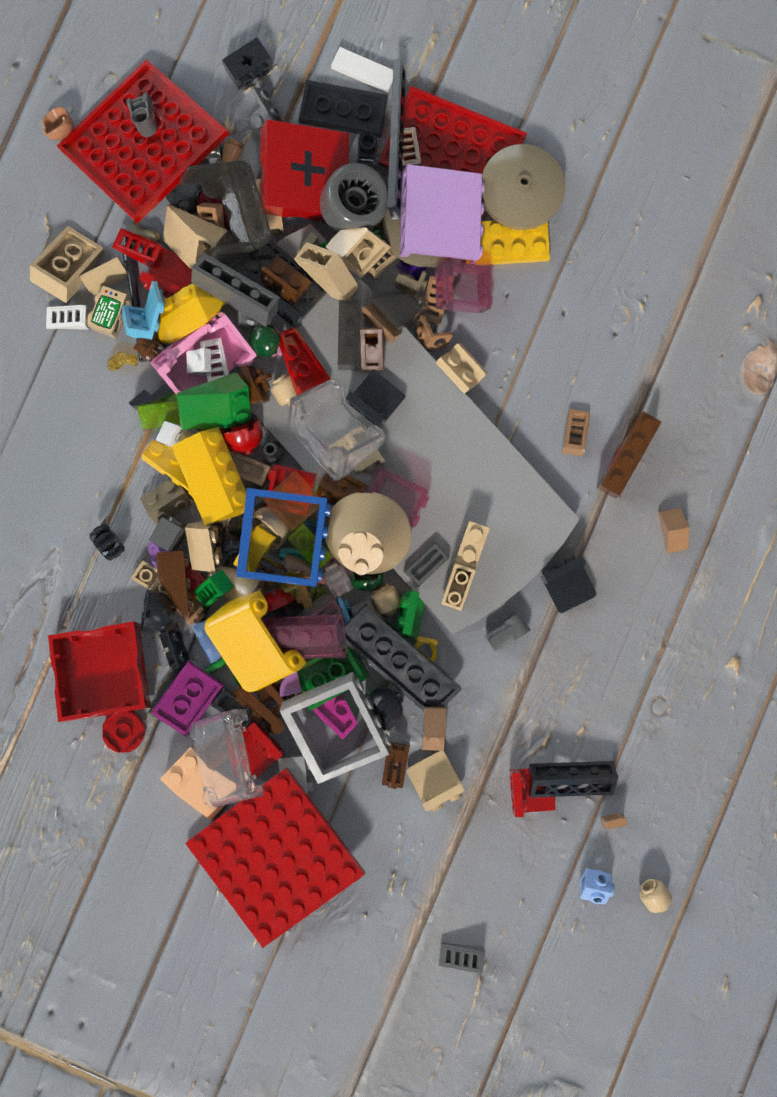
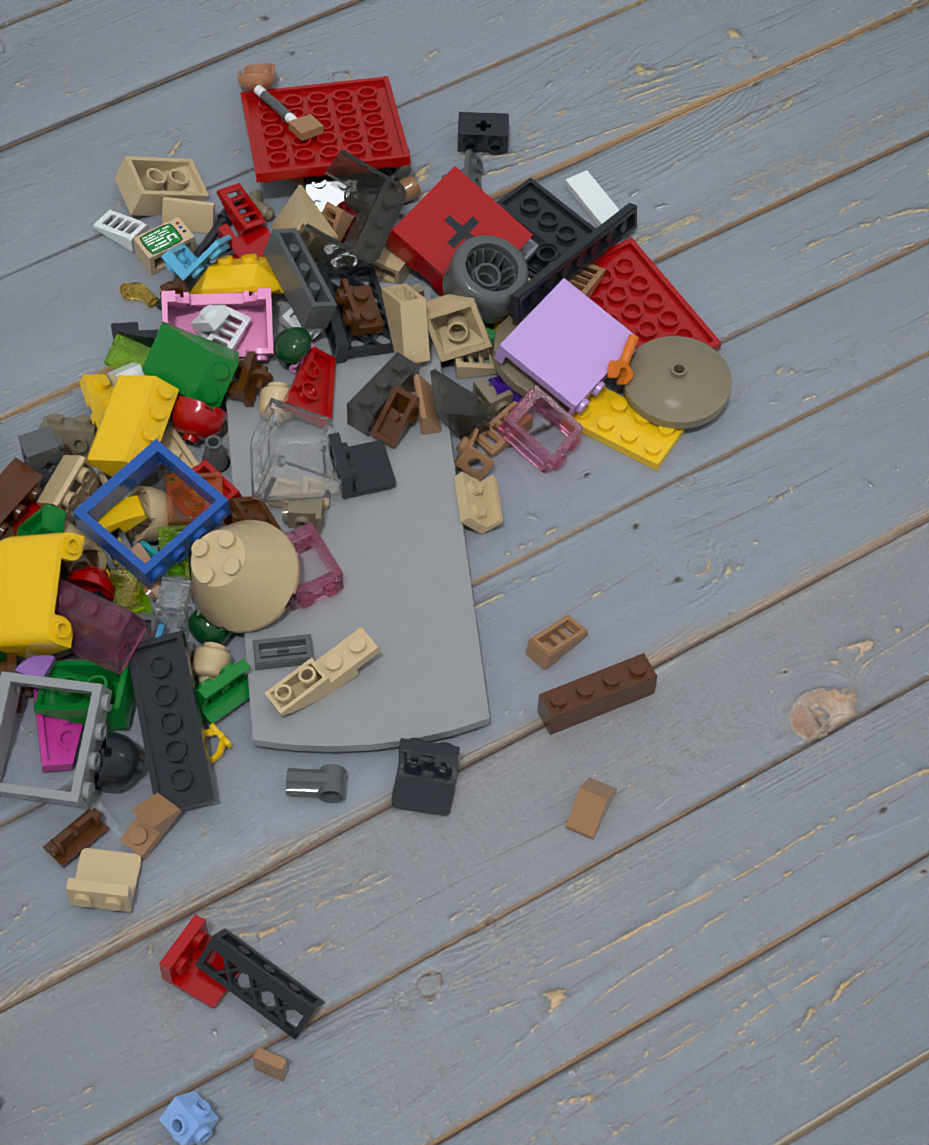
camera: 35 degrees right, 30 degrees down
(95, 144) = (274, 103): none -> dark grey bar
(132, 151) = (306, 127): none -> medium nougat tile
(143, 114) = (342, 105): dark grey piece -> none
(487, 208) = (622, 365): none -> orange bar

